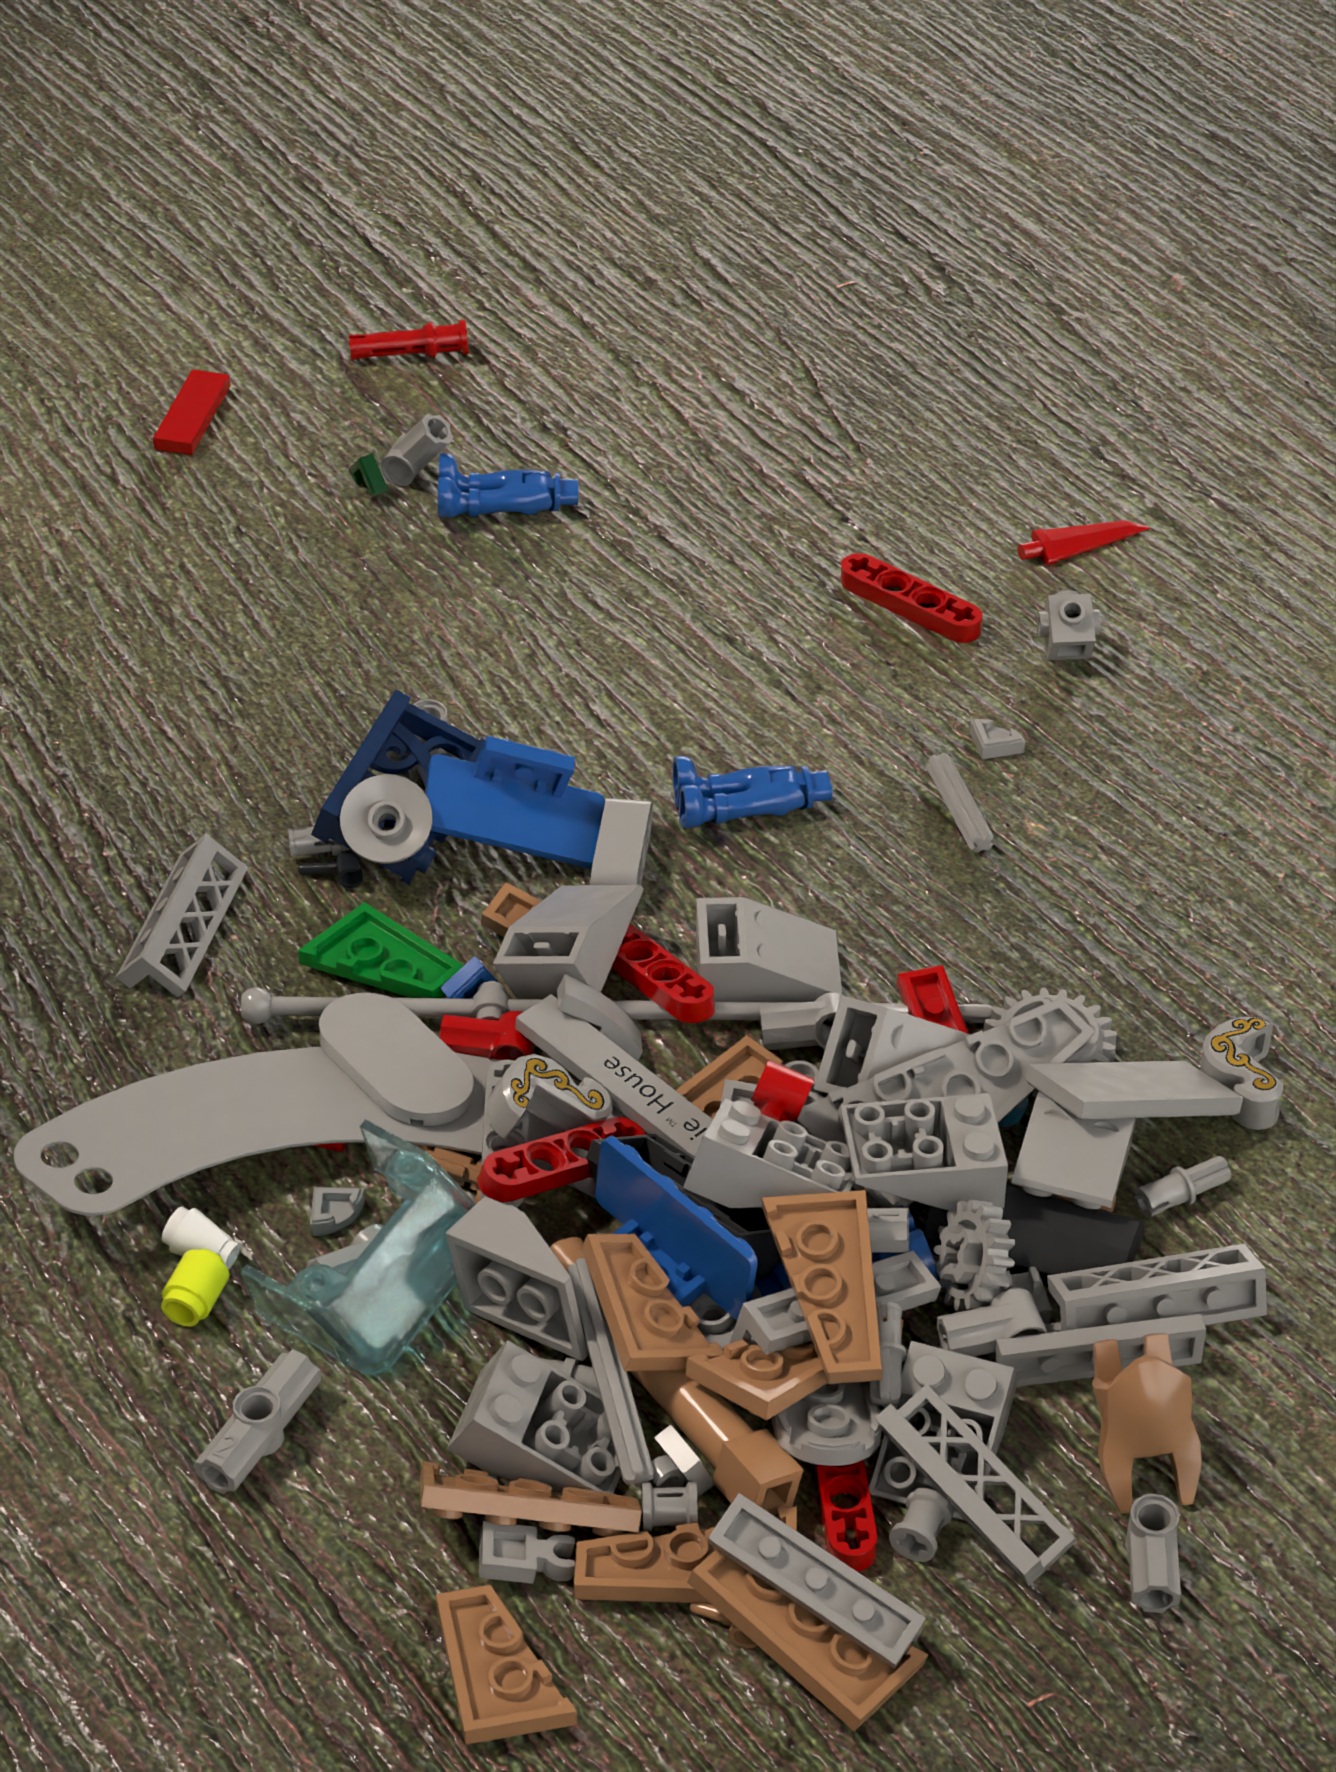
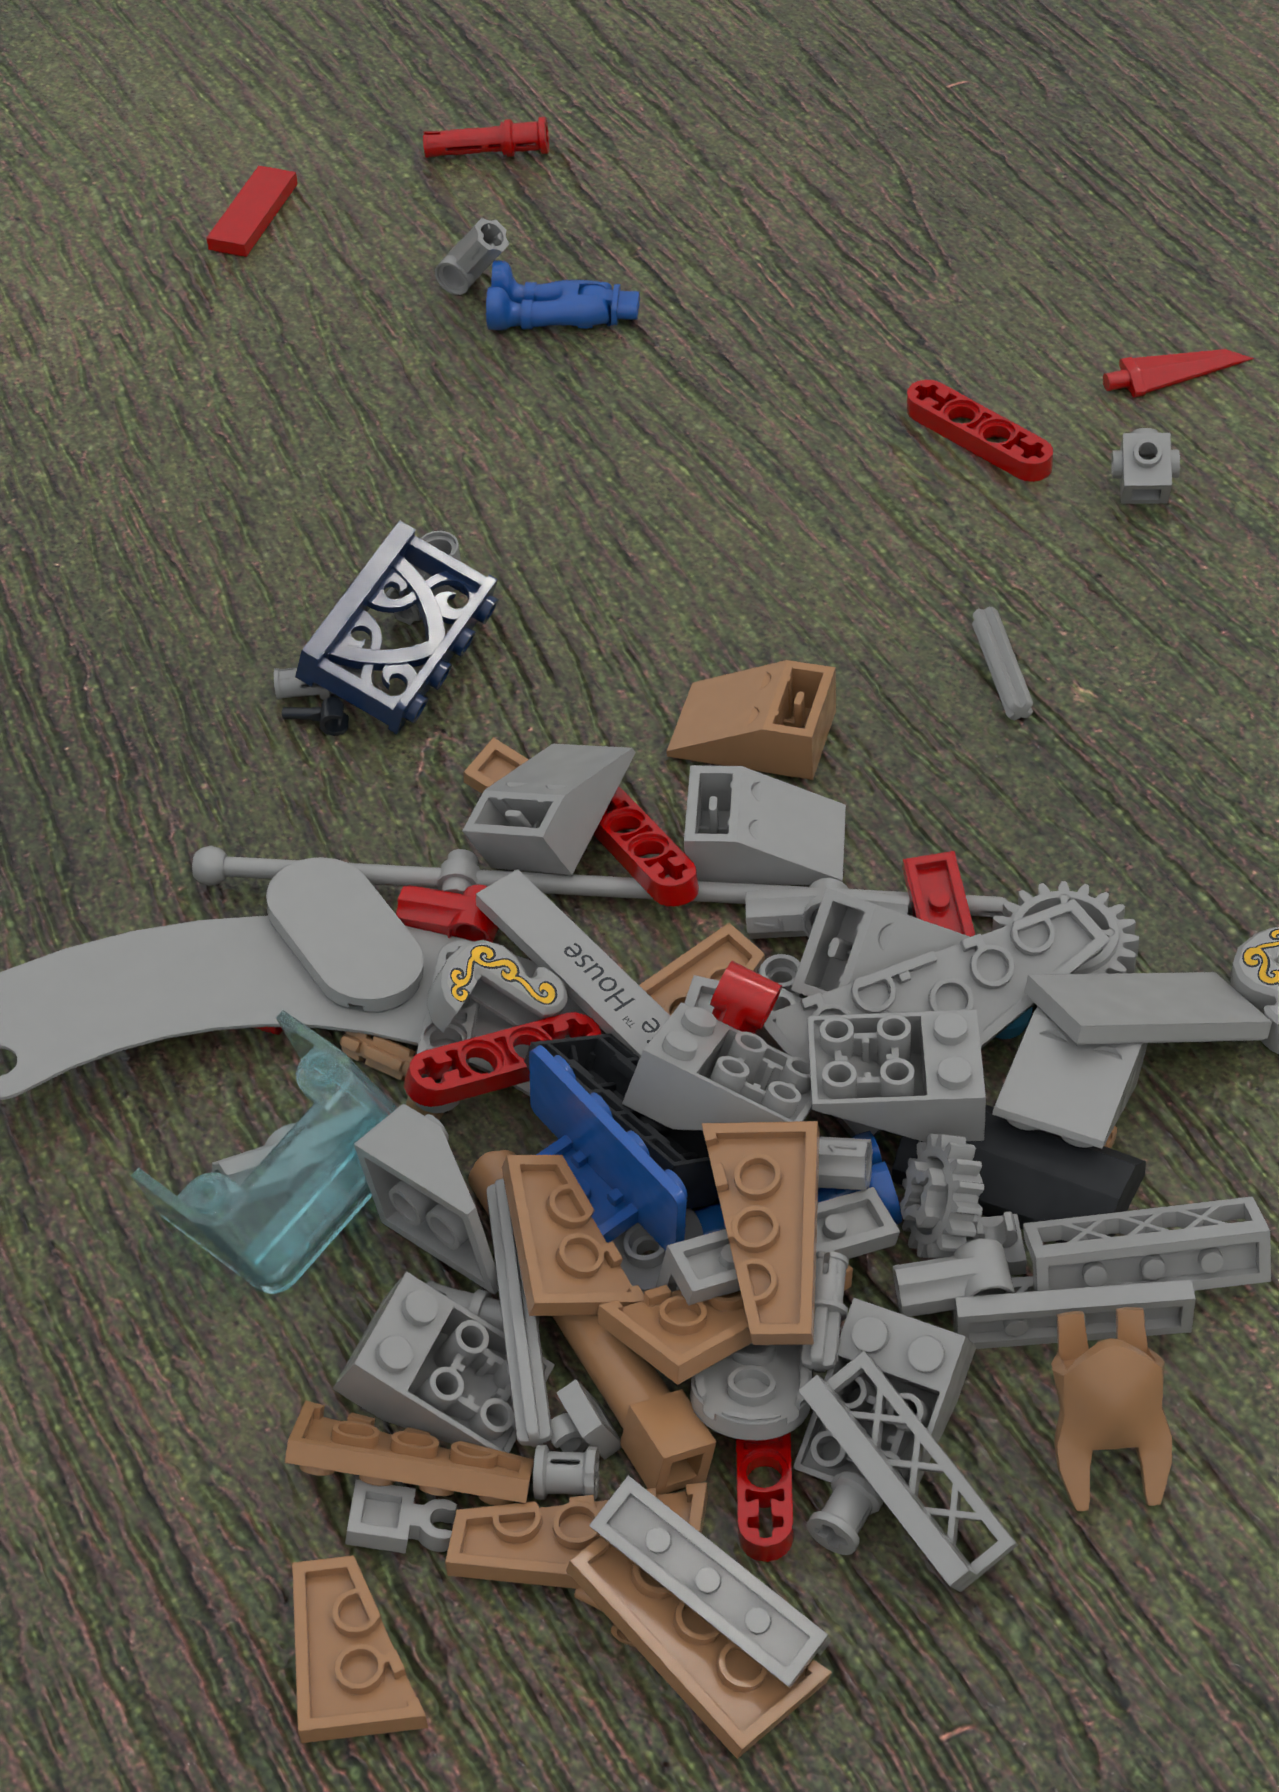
camera: 10 degrees right, 5 degrees up
(169, 911) = (137, 755): light grey fence -> none
(193, 1230) = (106, 1127): white cone -> none
(194, 1287) = (92, 1184): neon yellow brick -> none
(257, 1421) = (115, 1363): light grey piece -> none
(334, 1208) = (259, 1100): light grey tile -> none
(366, 471) = (419, 279): dark green tile -> none
(380, 799) = (360, 644): light grey dish -> none
(380, 954) = (354, 814): green wing -> none
(467, 980) = (437, 845): blue tile -> none
(516, 802) = (515, 649): blue bracket -> none
(592, 1006) = (566, 886): light grey slope -> none
(622, 842) = (627, 699): light grey beam -> none
(744, 792) = (767, 641): blue piece -> none
(747, 855) = (759, 719): none -> medium nougat slope
(995, 741) = (1050, 593): light grey tile -> none
(1154, 1553) = (1105, 1567): light grey piece -> none
(1181, 1186) = (1192, 1121): light grey axle -> none

